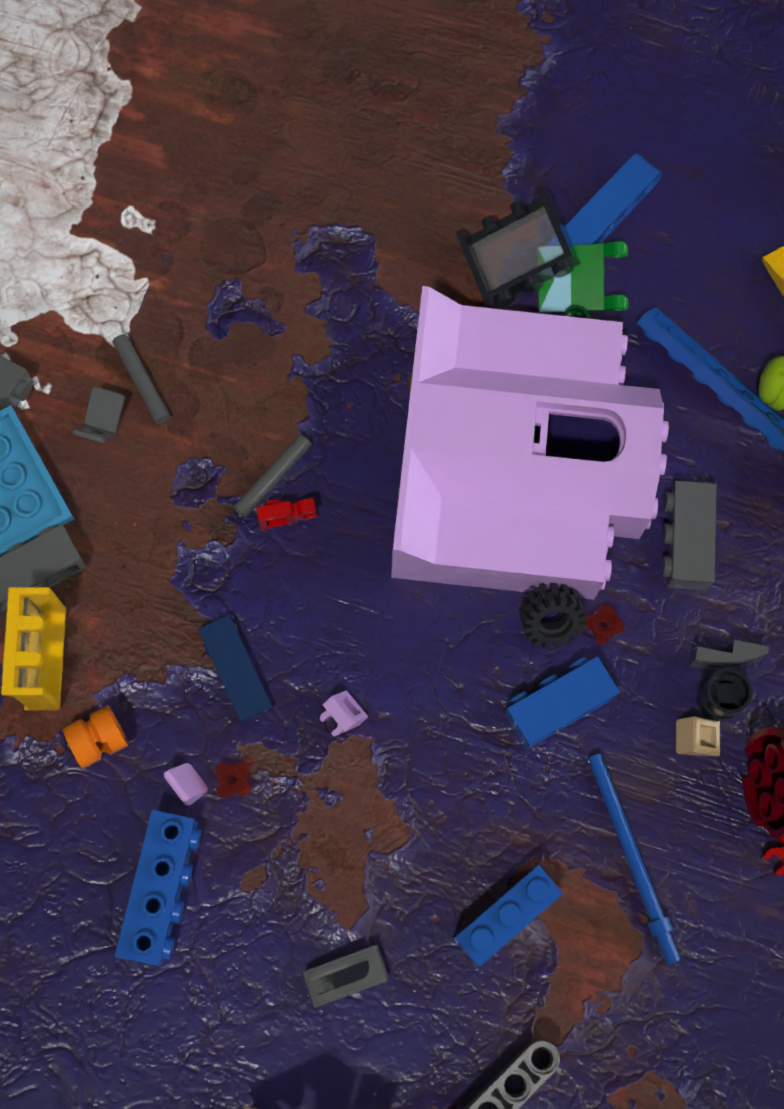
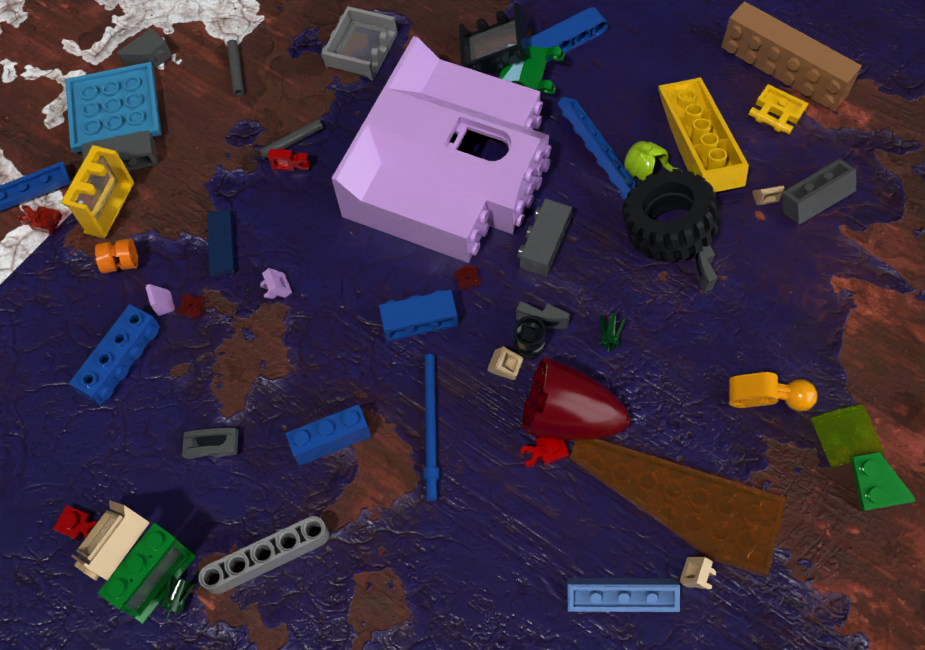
camera: 25 degrees right, 10 degrees down
(102, 415) = (202, 80): dark grey bracket -> none
(314, 292) = (360, 42): none -> light grey window
(553, 630) = (424, 269): black tyre -> none

